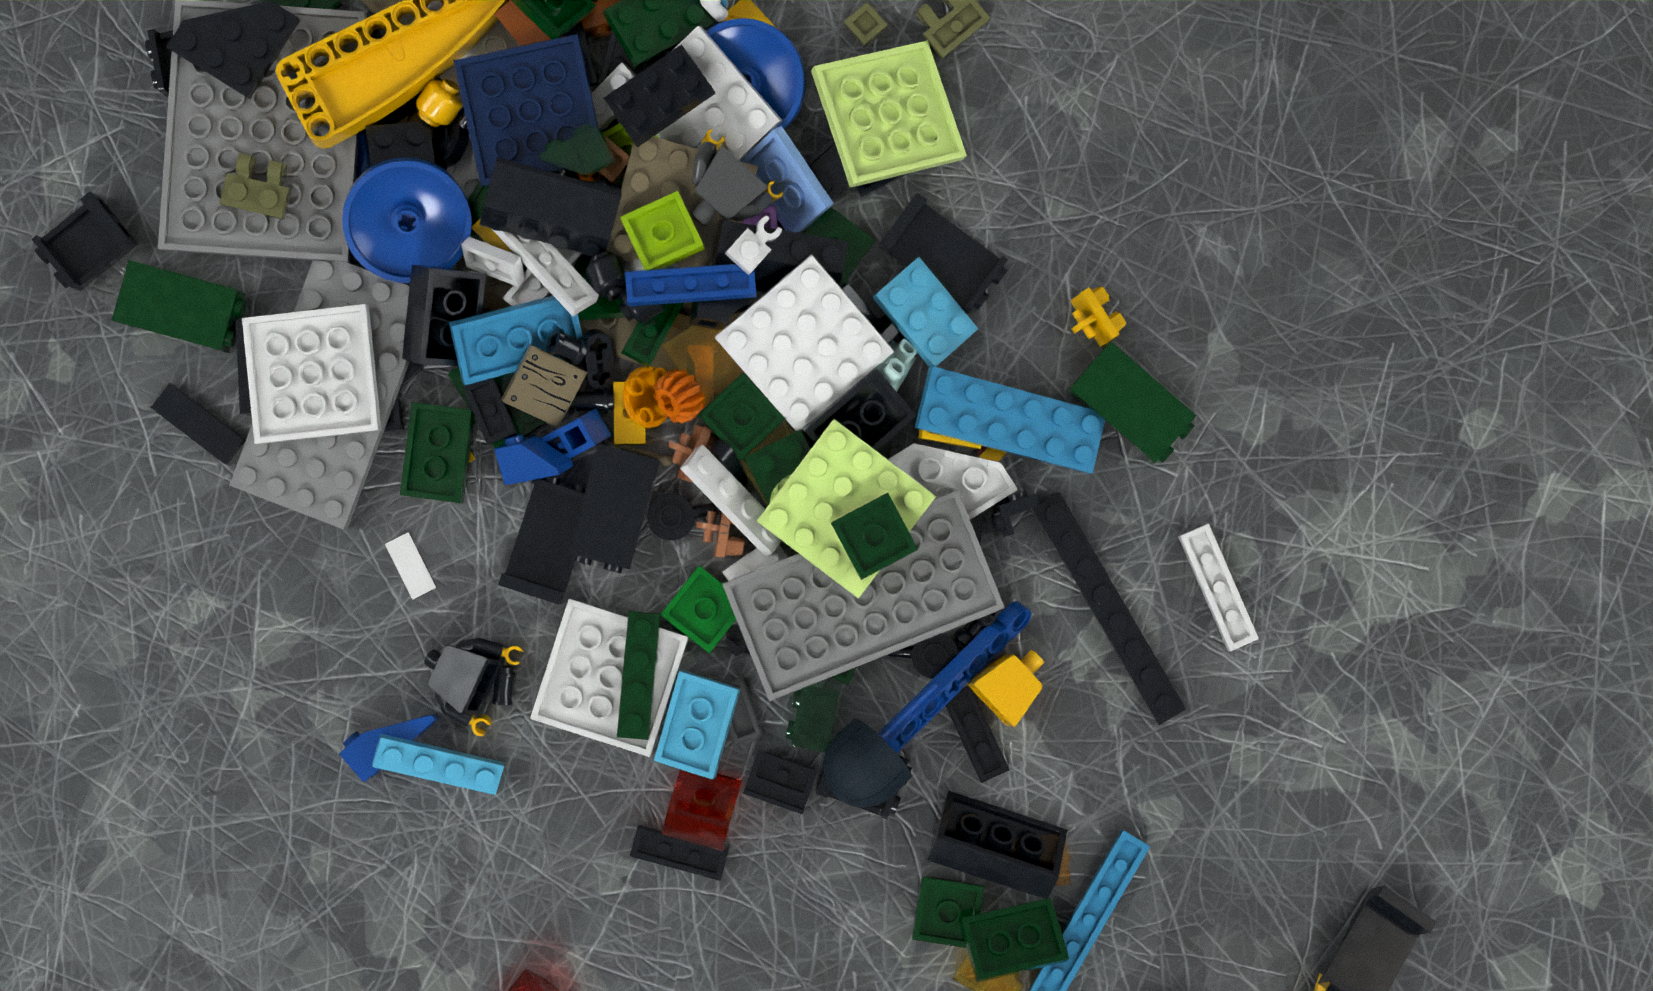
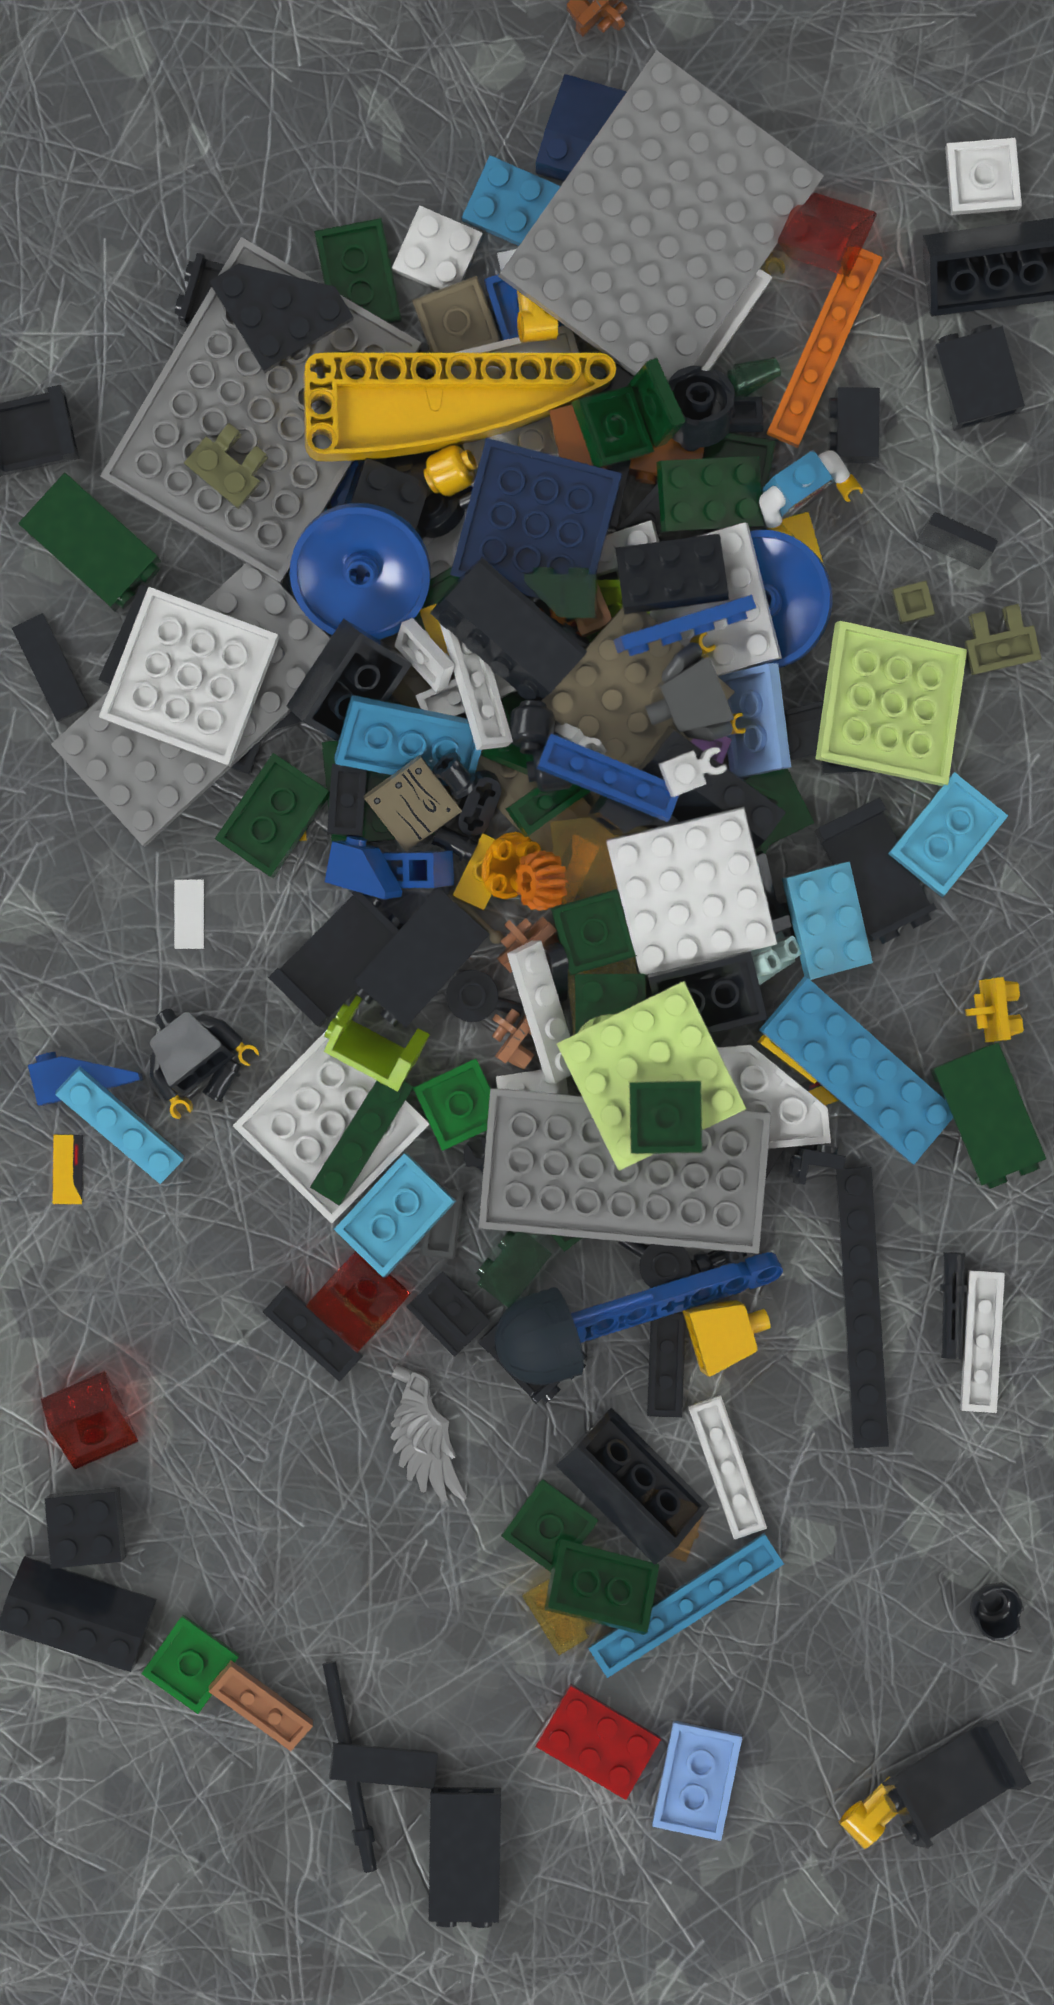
camera: 35 degrees right, 0 degrees up
(415, 820) = (67, 1169): none -> yellow sticker
(608, 602) = (370, 1051): none -> lime panel
(662, 232) = (607, 712): lime plate -> none
(681, 140) = (671, 631): none -> blue plate
(810, 890) = (424, 1437): none -> light grey animal
(987, 196) = (948, 834): none -> medium azure plate
(1065, 791) = (727, 1467): none -> white tile
(1196, 604) = (953, 1347): none -> black pin
(1339, 797) = (996, 1611): none -> black hair

